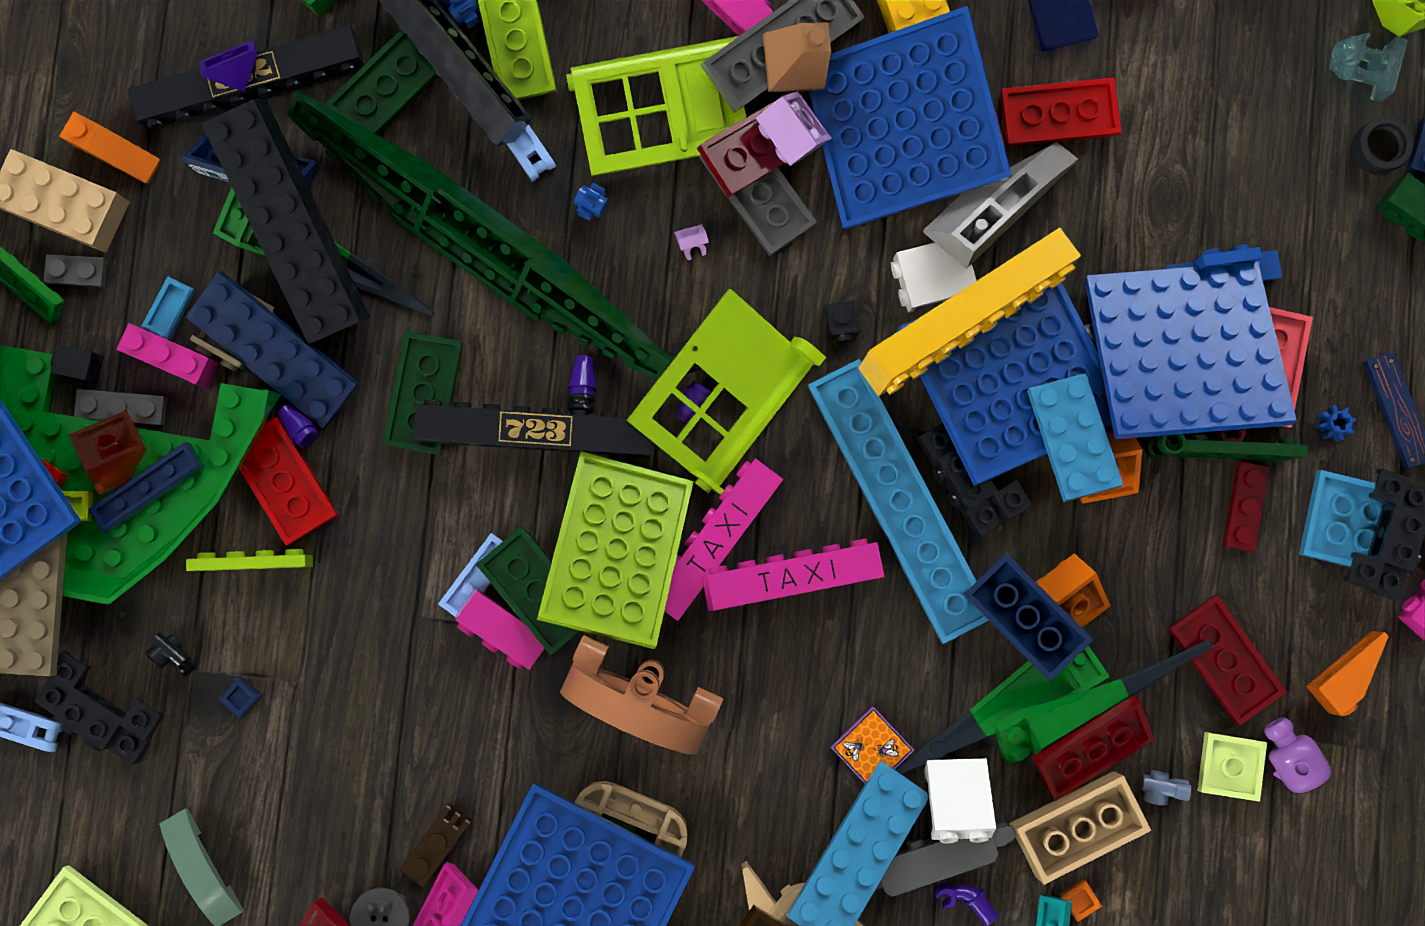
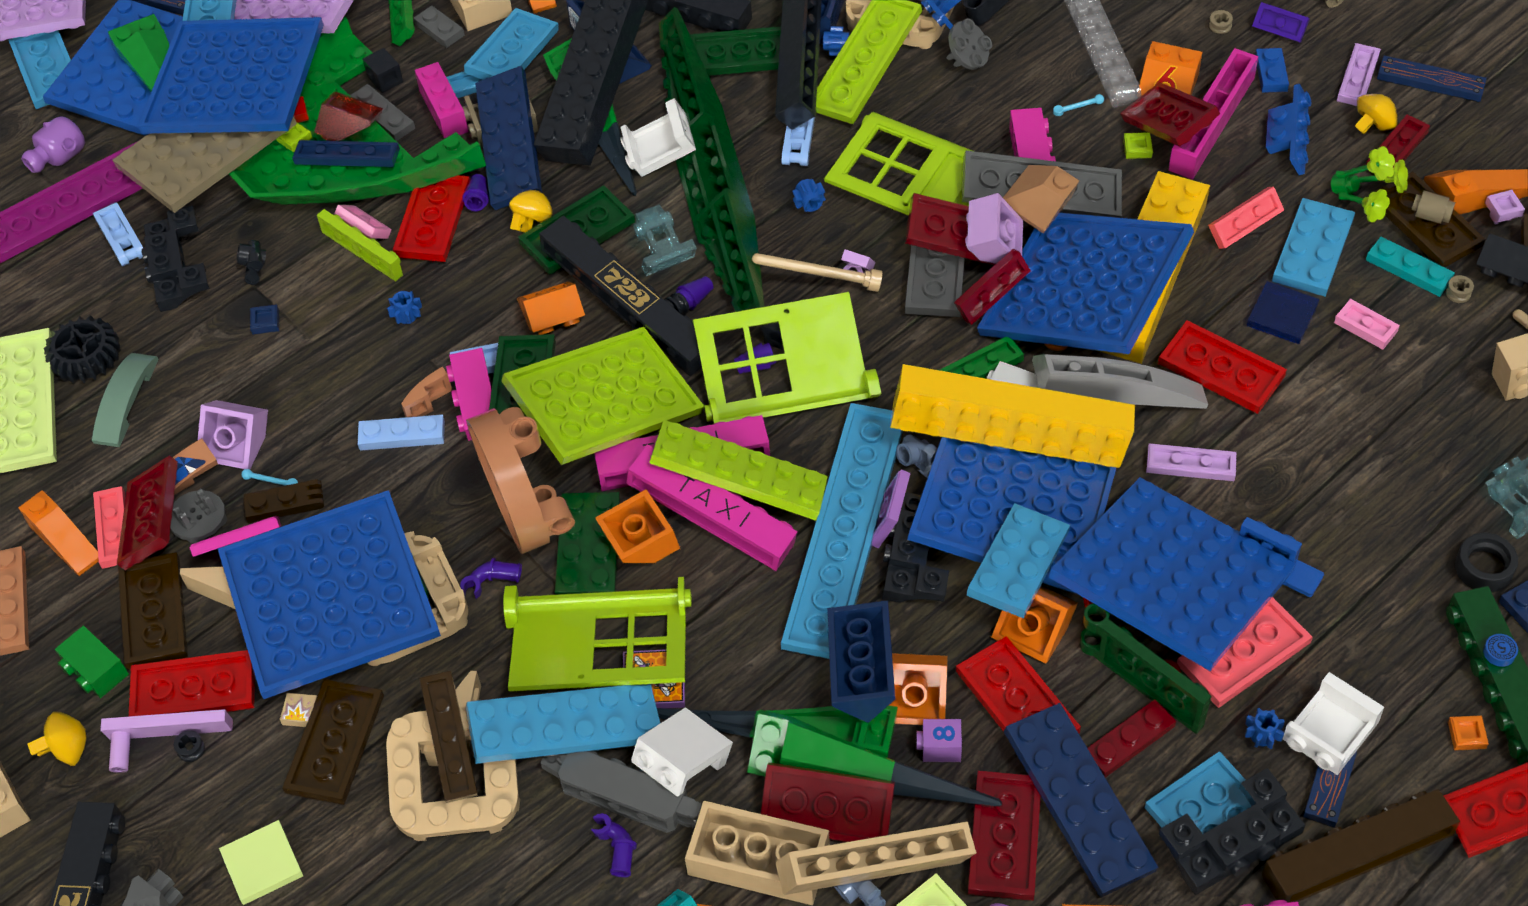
camera: 50 degrees right, 30 degrees down
(94, 855) = (99, 349): none -> black gear
(172, 245) = (511, 44): none -> dark azure plate
(228, 537) = (364, 222): none -> bright pink plate
(329, 882) = (191, 463): none -> nougat slope
(331, 827) = (232, 432): none -> lavender slope
(346, 595) = (404, 307): none -> blue gear
(365, 409) = (528, 207): none -> yellow piece
(409, 247) = (658, 141): none -> white panel
(425, 824) = (247, 474): none -> medium azure hinge
(457, 667) = (432, 387): none -> nougat slope
(468, 705) = (401, 432): none -> light blue plate
(476, 489) = (551, 307): none -> orange slope
(491, 341) = (666, 251): none -> clear light blue tile
(663, 768) = (490, 571): none -> dark purple piece
(704, 661) = (584, 553): none -> dark green plate
(716, 248) = (869, 279): none -> tan piece
(753, 644) = (638, 530): none -> orange slope
(779, 786) = (558, 641): none -> lime door
(787, 529) = (739, 469): none -> lime plate
(829, 181) = (992, 286): none -> dark red plate
(875, 262) = (987, 359): none -> green plate
(911, 390) = (916, 452): none -> sand blue plate
(932, 462) = (891, 507): none -> medium lavender tile
(1106, 221) = (1191, 462): none -> lavender tile
(1124, 624) = (940, 740): none -> medium lavender brick
(1147, 542) = (1007, 684): none -> red plate
(1177, 773) = (875, 858): none -> tan brick
(1257, 590) = (1080, 800): none -> dark blue plate
(1382, 384) = (1333, 724): none -> white panel

